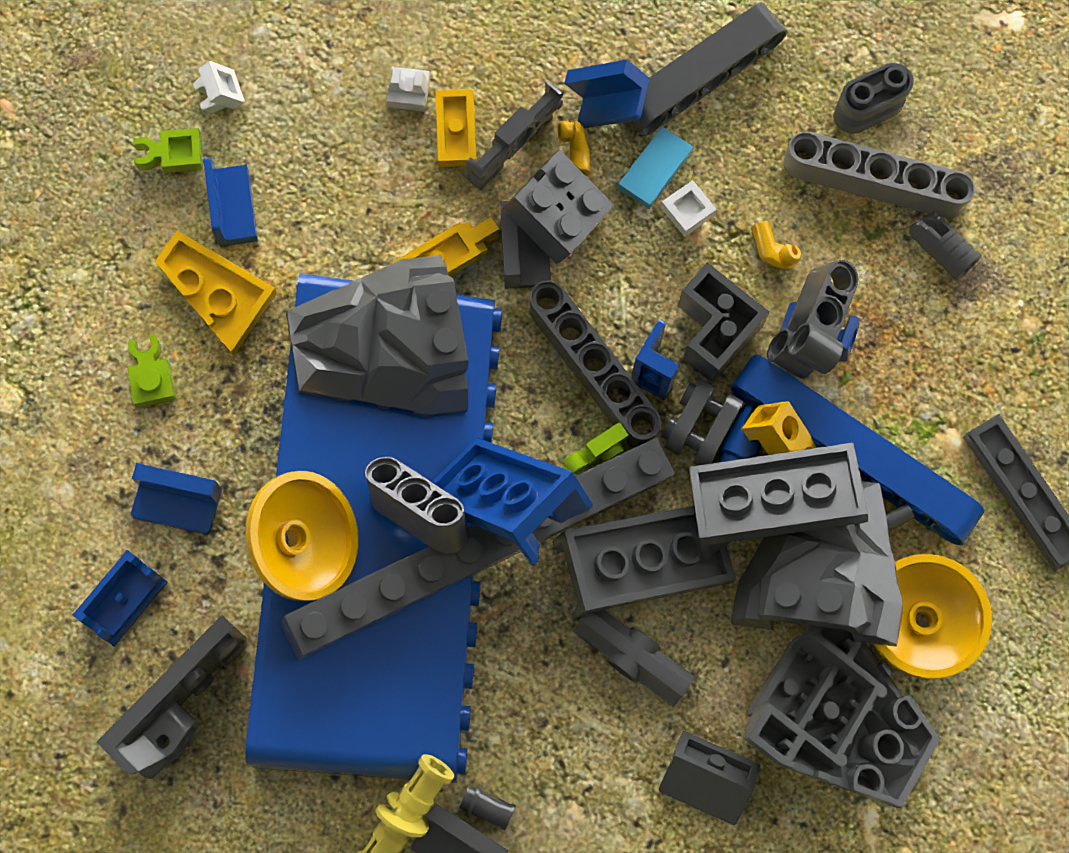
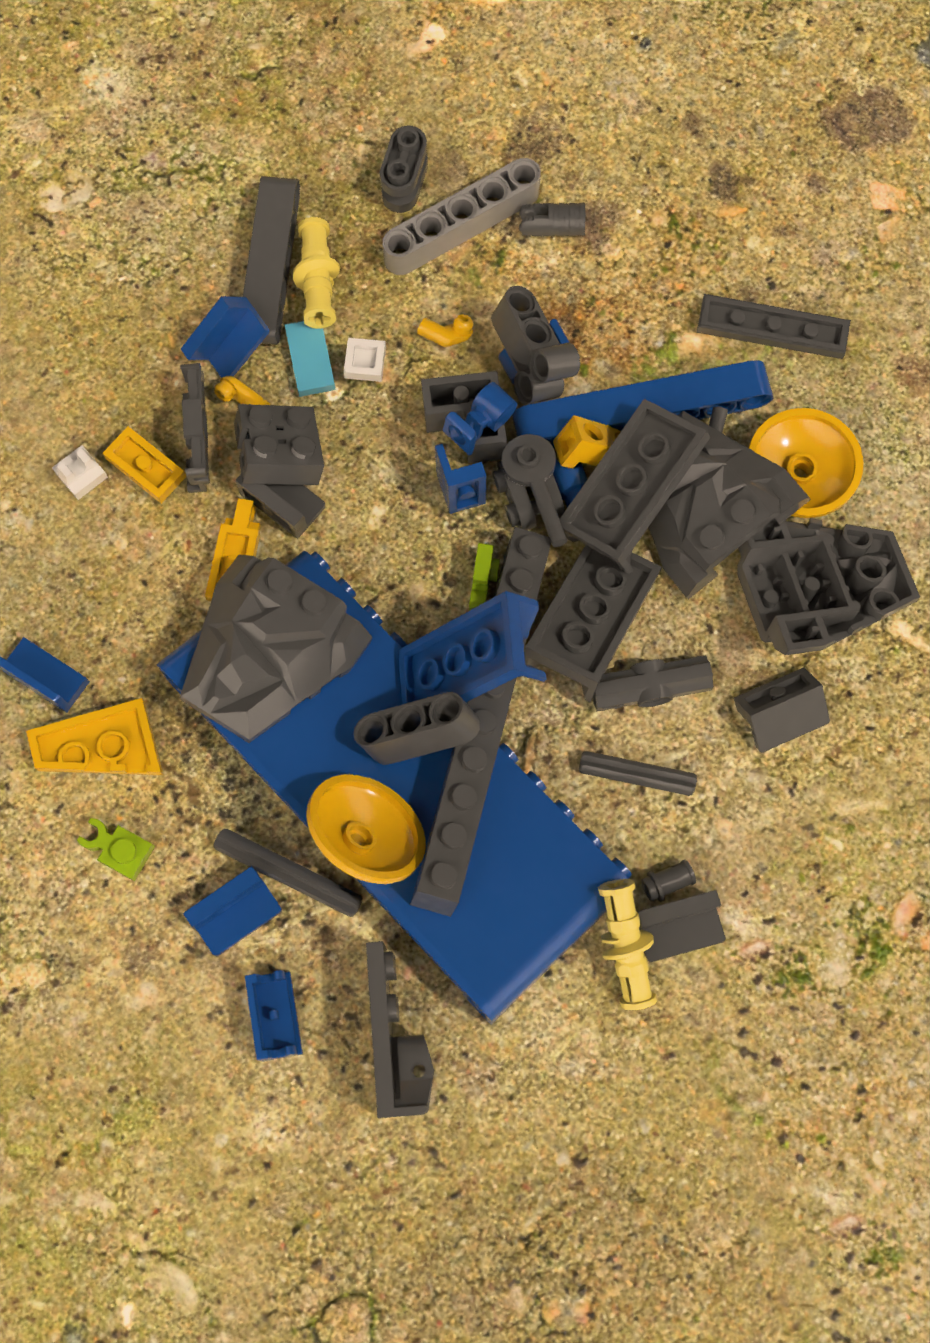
camera: 45 degrees left, 0 degrees up
(236, 503) = (288, 872): none -> dark grey axle
(553, 708) = (637, 773): none -> dark grey axle
(589, 346) = (402, 513): dark grey beam -> none
(720, 403) = (530, 462): none -> dark grey piece
(724, 111) = (316, 273): none -> light yellow piece
(731, 333) = (489, 408): none -> blue leg

